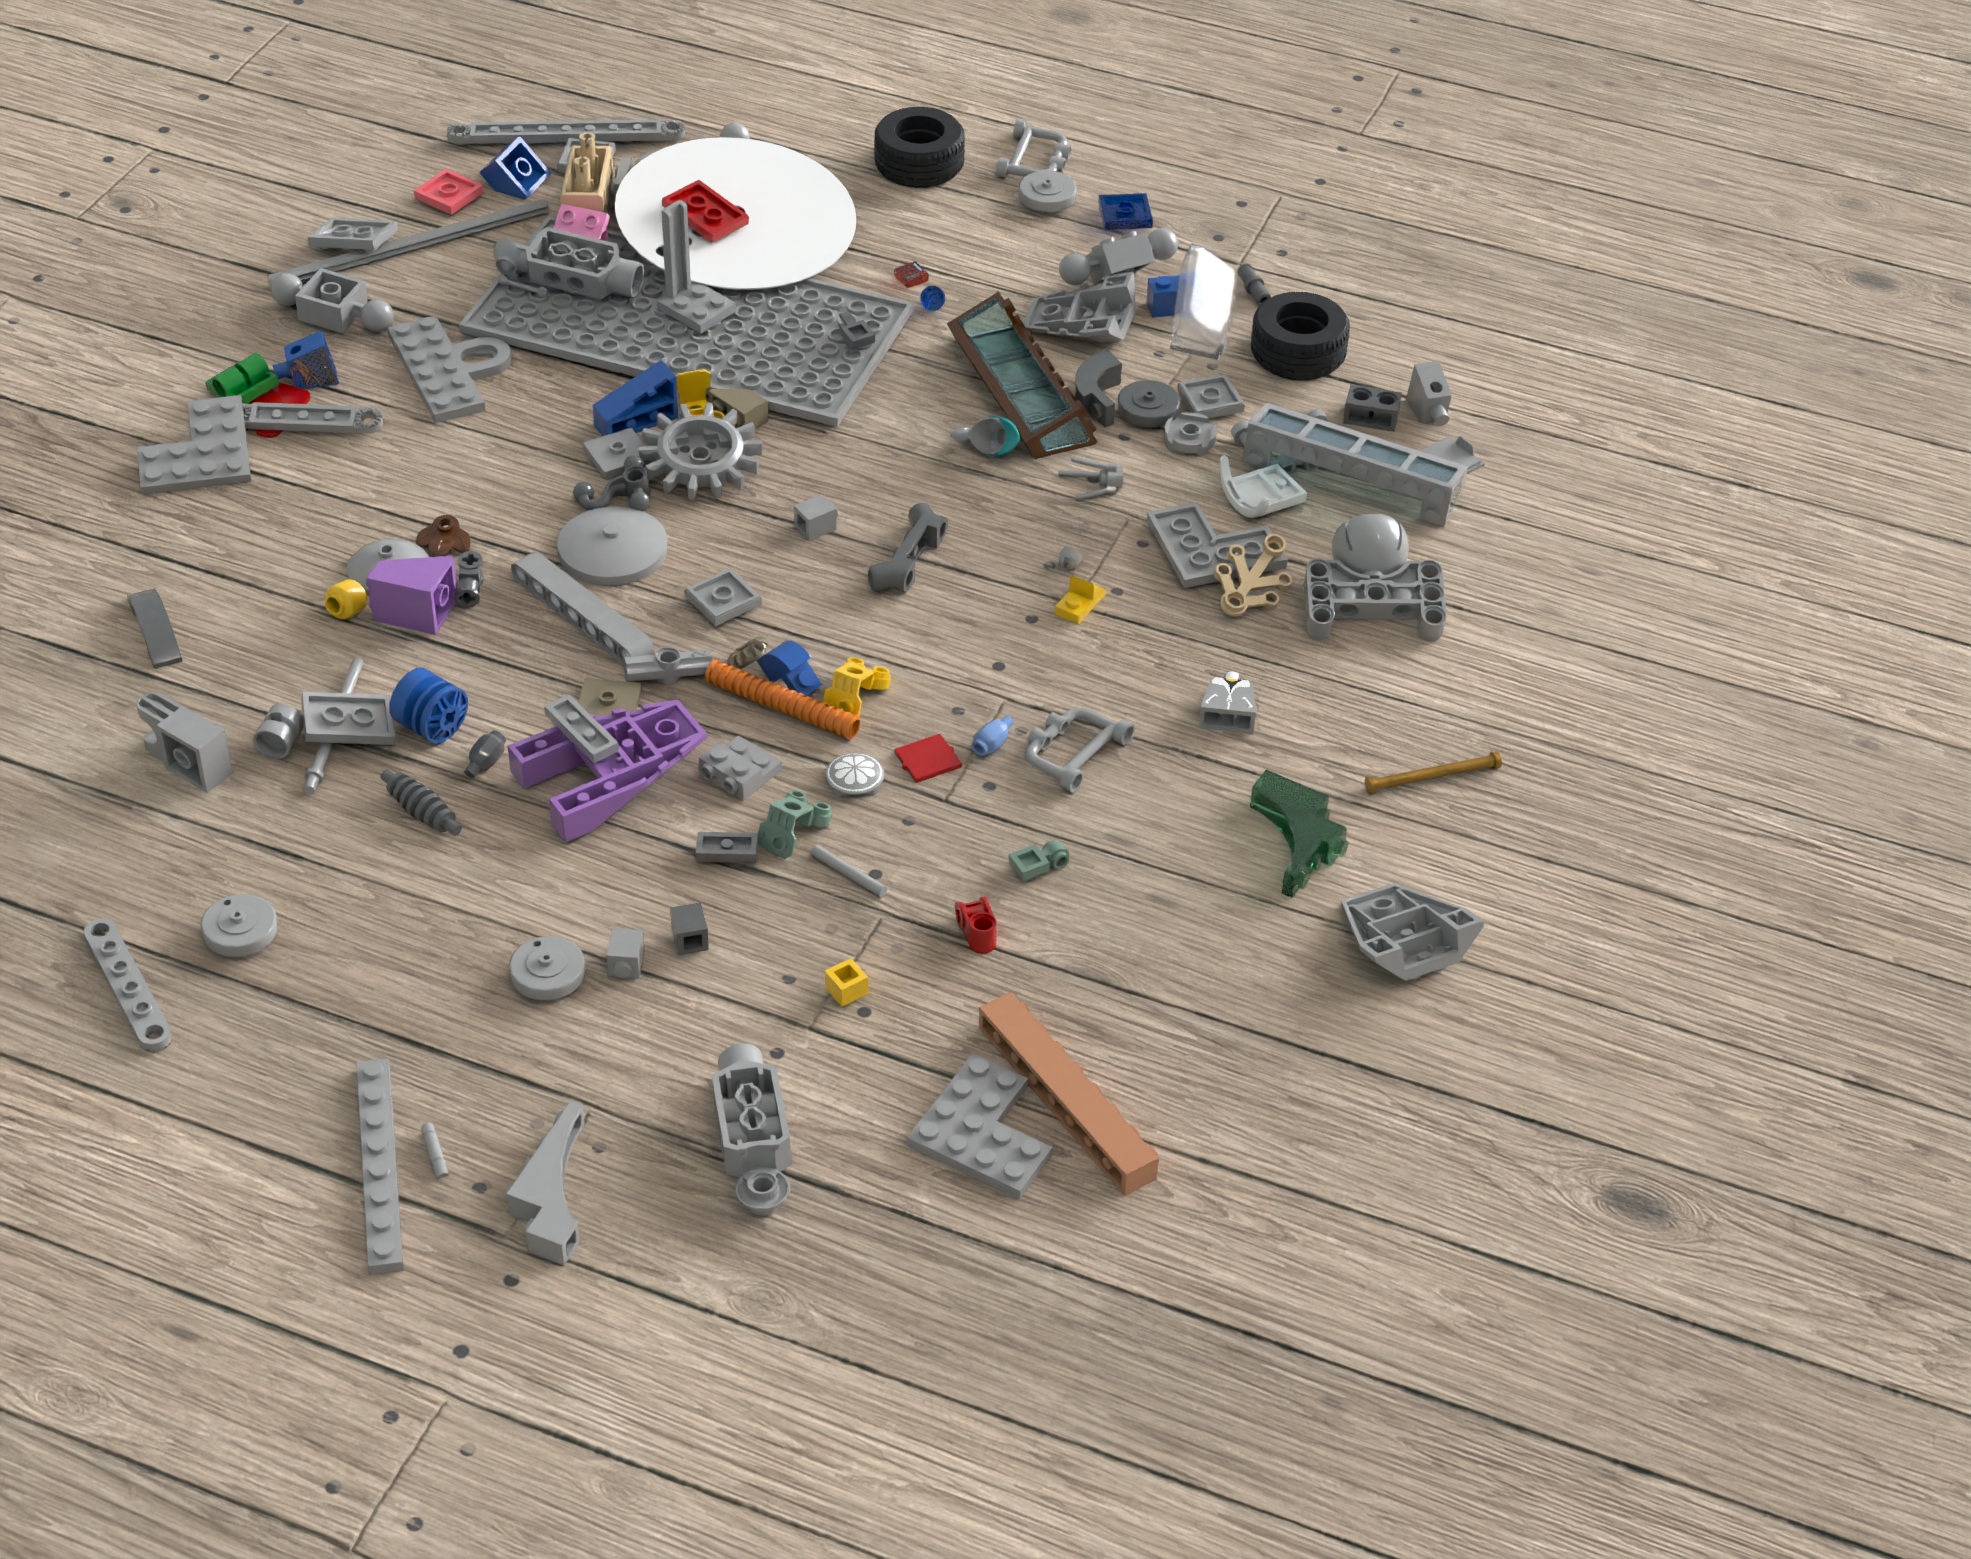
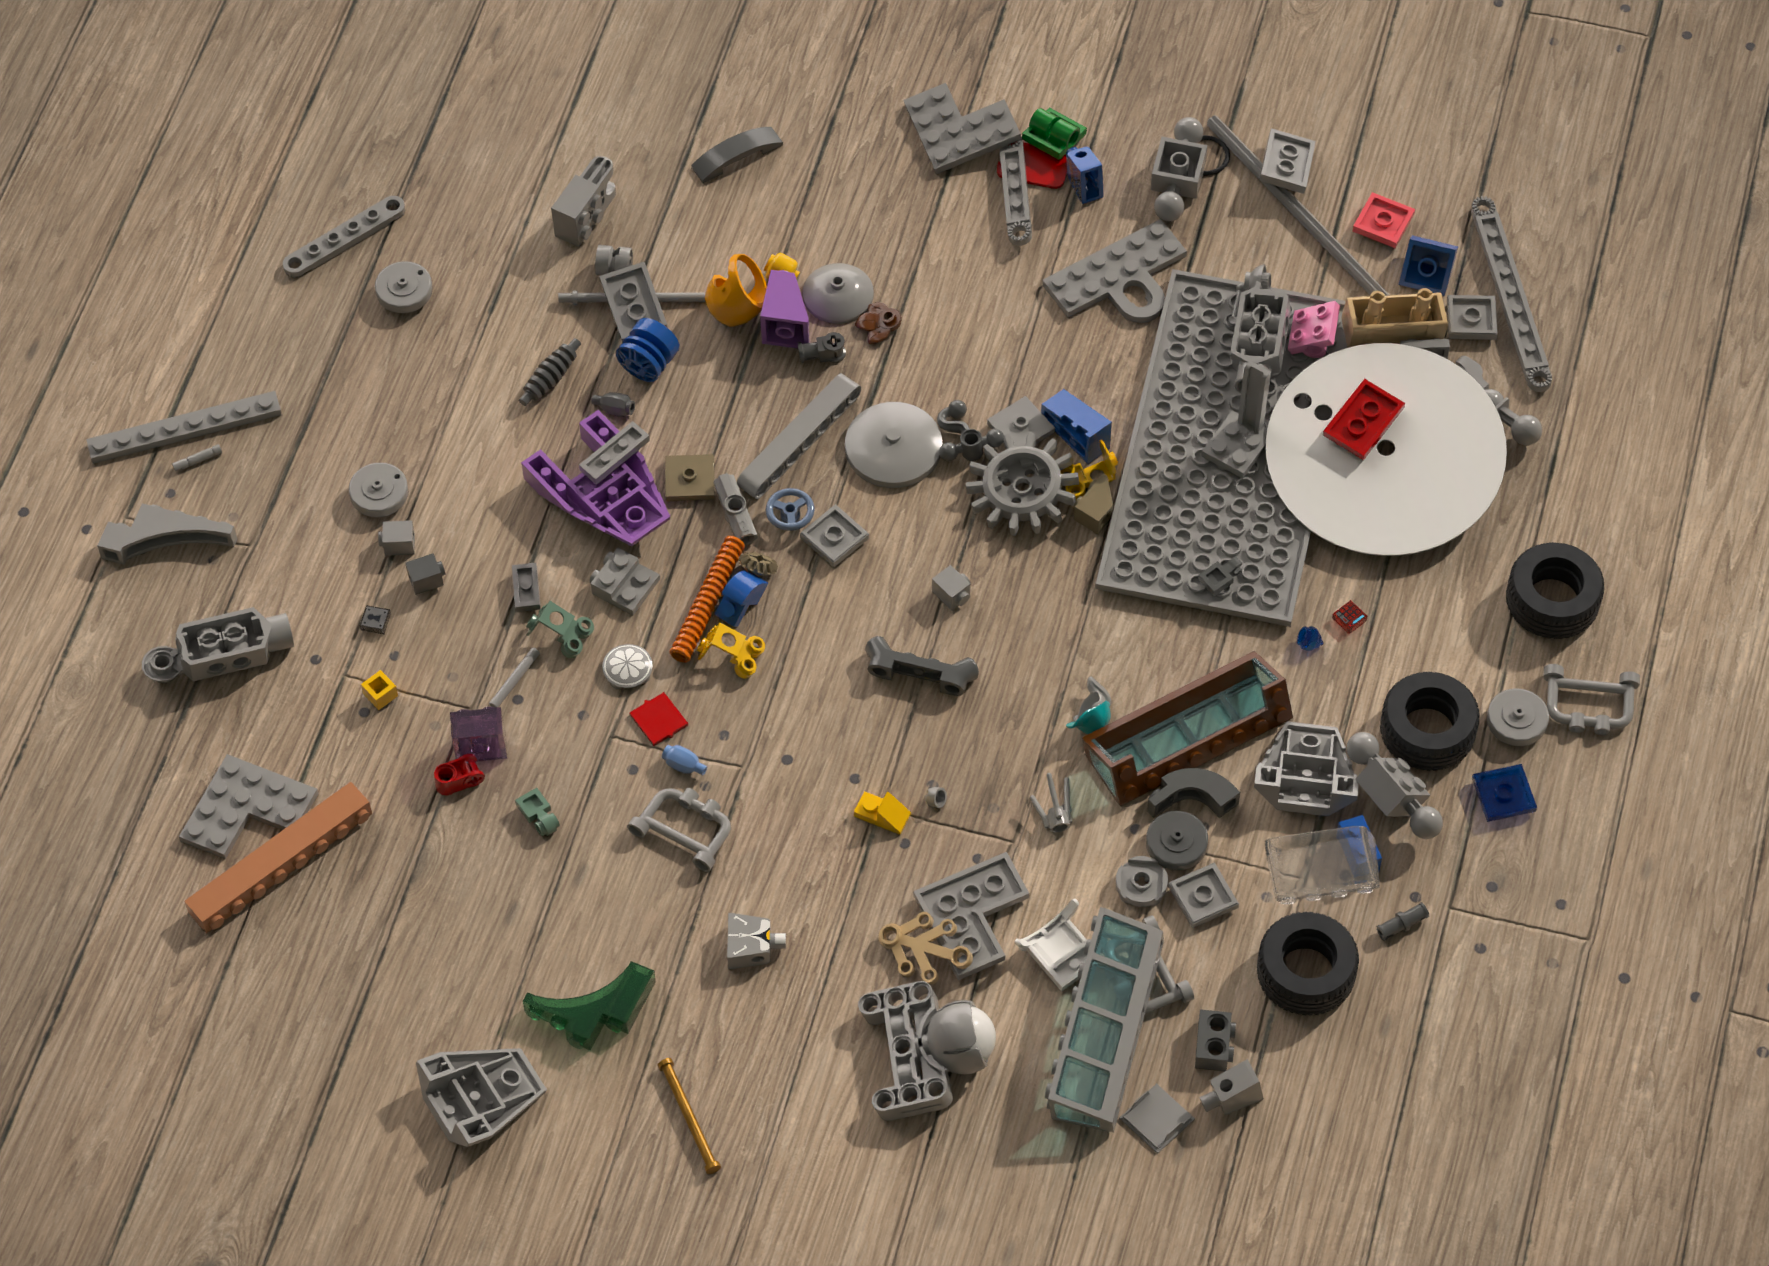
camera: 85 degrees right, 15 degrees up
(389, 622) = (728, 299): none -> light orange piece
(683, 626) = (790, 511): none -> sand blue piece
(736, 988) = (375, 619): none -> tile
(934, 889) = (479, 733): none -> clear purple brick
(1043, 230) = (1433, 692): none -> black tyre

